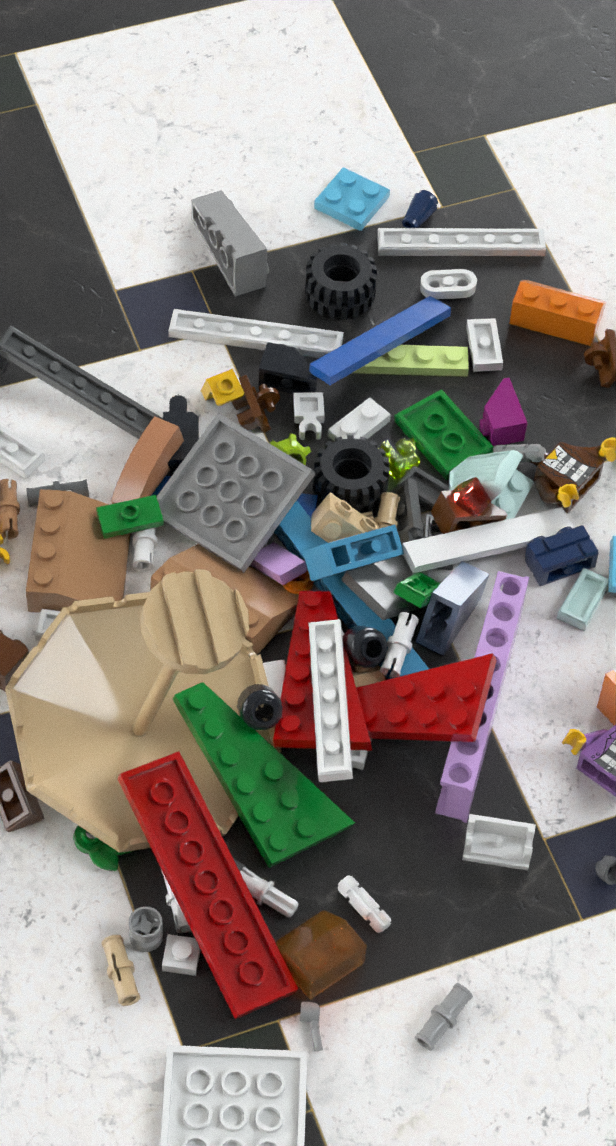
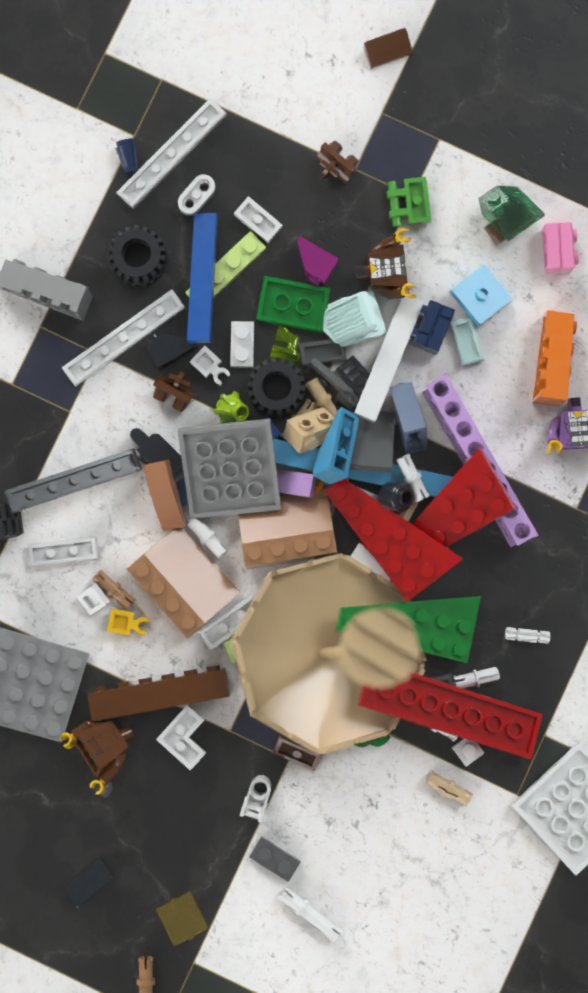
camera: 40 degrees left, 30 degrees up
(78, 487) = (129, 553): dark grey pin -> none
(129, 516) = (189, 535): green plate -> none
(145, 921) = (443, 756): light grey wheel -> none
(222, 388) = (149, 399): yellow bracket -> none
(259, 707) = (384, 591): black head -> none
(310, 1013) = (559, 719): light grey hand -> none
(321, 952) = (531, 684): clear orange slope -> none
(330, 701) = (418, 554): white tile -> none
(351, 199) = (78, 183): medium azure plate -> none
(416, 589) = (391, 434): green plate -> none
(454, 518) = (361, 354): reddish brown slope -> none
(470, 496) = (360, 345): clear red slope -> none
(498, 842) = (561, 537): white hinge -> none
(532, 452) = (351, 282): light grey axle -> none
(556, 312) = (275, 152): orange slope -> none

